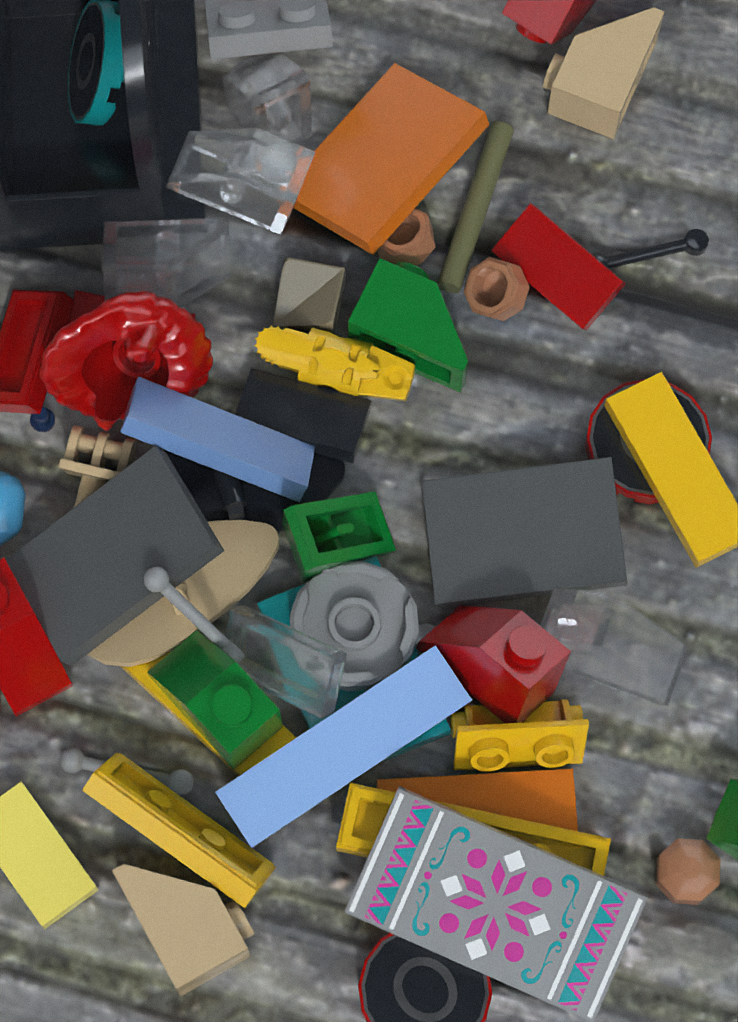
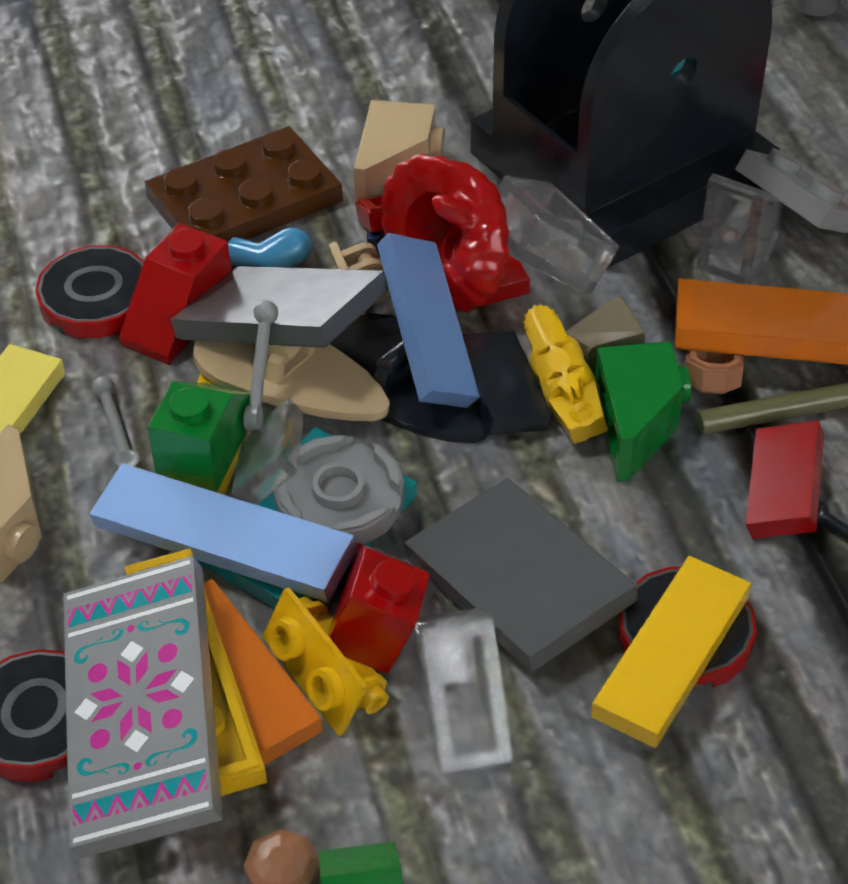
camera: 60 degrees right, 25 degrees down
(179, 828) = (76, 464): yellow tile -> none
(243, 174) = (662, 236): clear slope -> none
(336, 532) = (409, 428): green slope -> none
(496, 289) = (724, 445): nougat tile -> none

